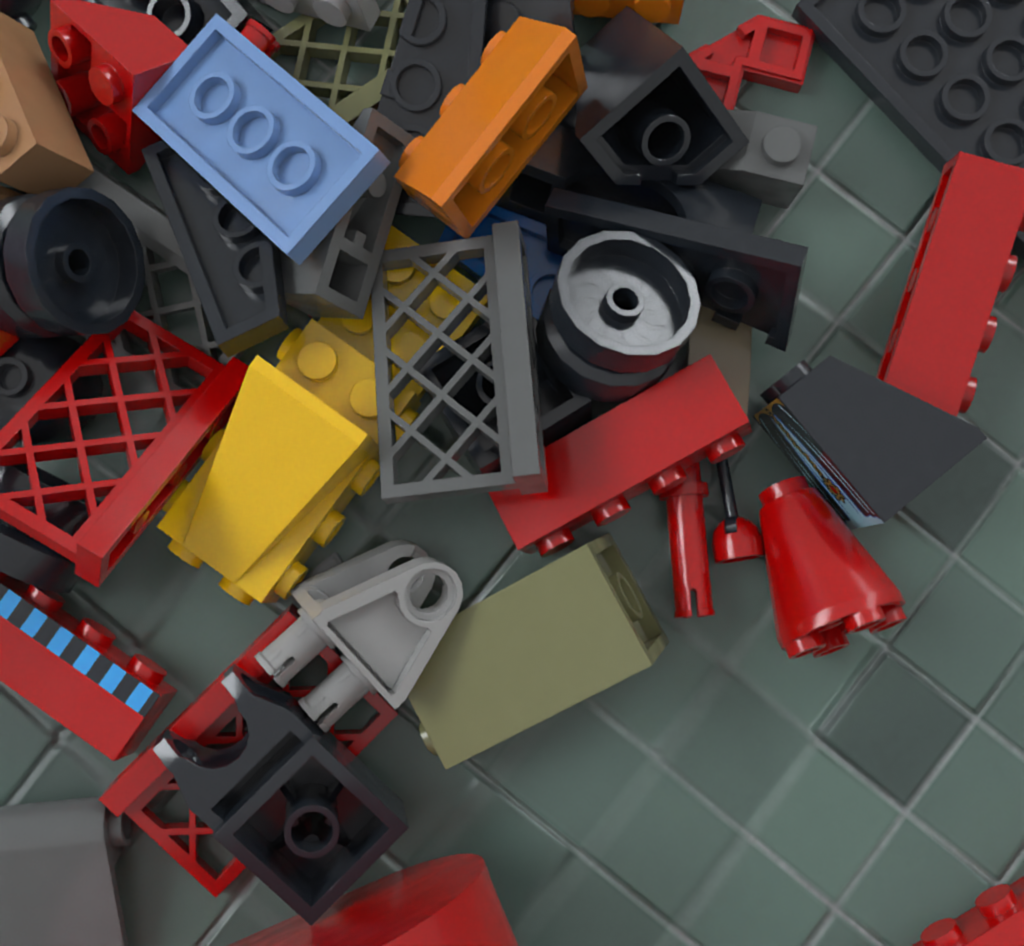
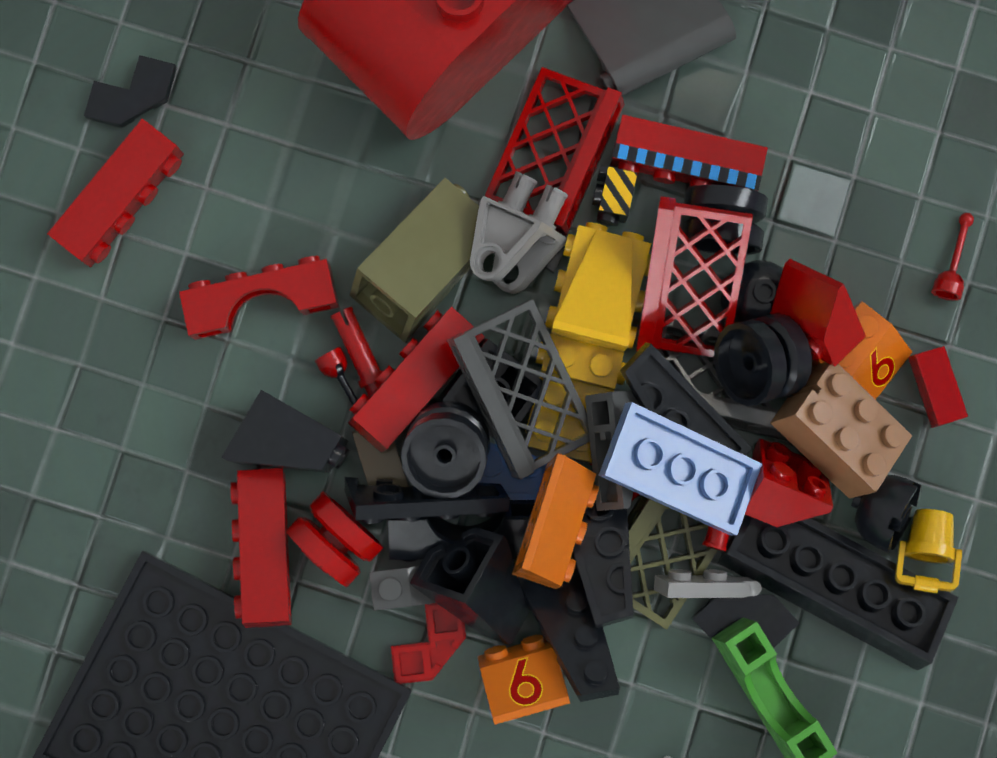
camera: 155 degrees right, 0 degrees up
(185, 634) = (614, 196): none -> brick
(270, 779) = (532, 132): black brick -> none
(820, 573) = (281, 360): red cone -> none
(854, 254) = (329, 544): none -> red wheel
(892, 701) = (212, 307): none -> red arch

